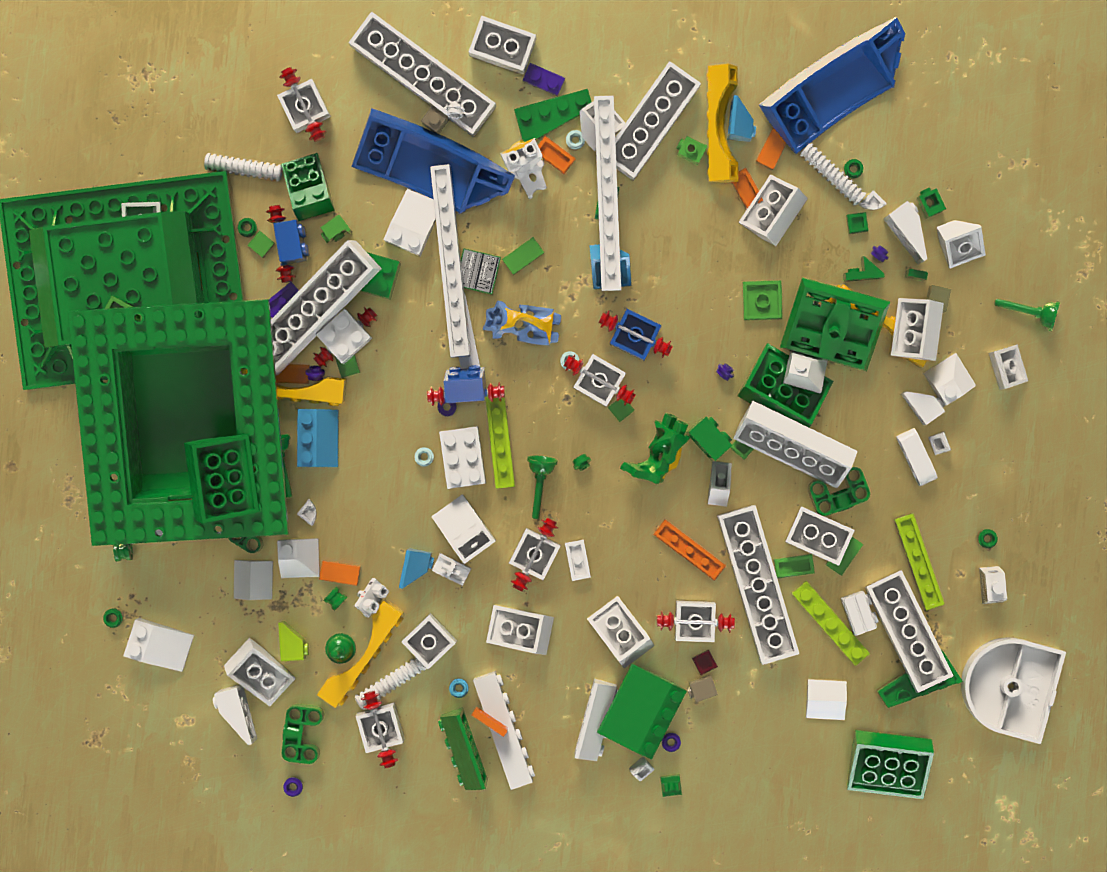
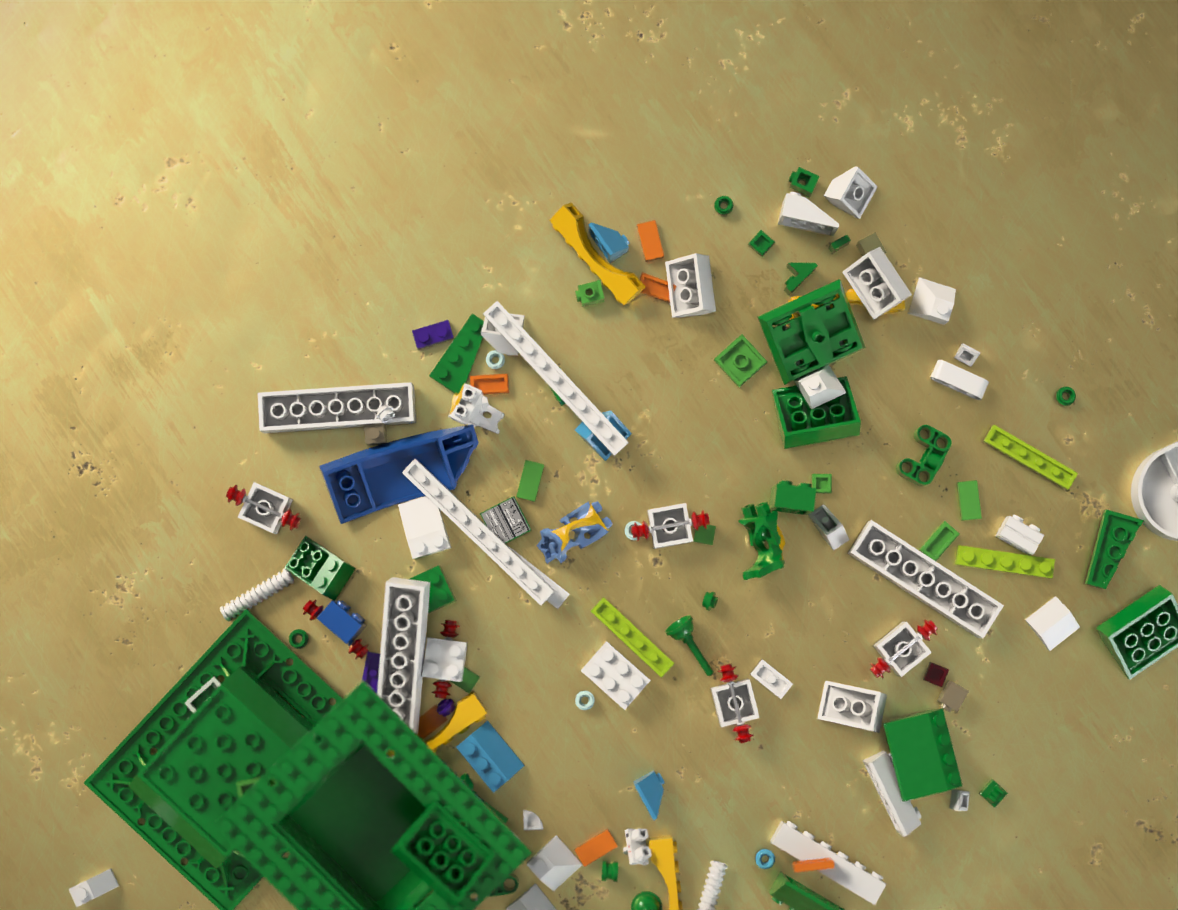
camera: 30 degrees left, 5 degrees down
(261, 244) = (320, 642): bright green tile -> none
(335, 229) = (368, 583): bright green brick -> none
(429, 641) = (711, 842): white brick -> none
(451, 411) = (574, 641): dark purple plate -> none
(451, 569) = (680, 770): white hips -> none
(463, 529) = (663, 730): white slope -> none
(465, 386) = (571, 618): blue brick -> none
(502, 45) = (379, 334): white brick -> none
(520, 630) = (773, 772): white slope -> none
(635, 334) = (667, 467): blue brick -> none
(653, 119) = (541, 293): white brick -> none
(671, 748) = (970, 759): dark purple plate -> none
(689, 550) = (849, 597): orange tile -> none
(725, 371) = (759, 438): dark purple plate -> none
(795, 444) = (861, 448): white brick -> none
(820, 536) = (939, 501): white brick -> none
(833, 174) = (712, 222): white piece -> none
(835, 85) = (657, 155): blue slope -> none
(873, 202) = (759, 217): white tile -> none
(880, 253) = (798, 251): dark purple plate -> none
(909, 631) = (1071, 517): white brick -> none
(924, 406) = (932, 337): white slope -> none
(992, 585) = (1101, 428): white torso -> none
(1008, 367) = (967, 255): white slope -> none
(1046, 314) = (962, 191): green piece -> none

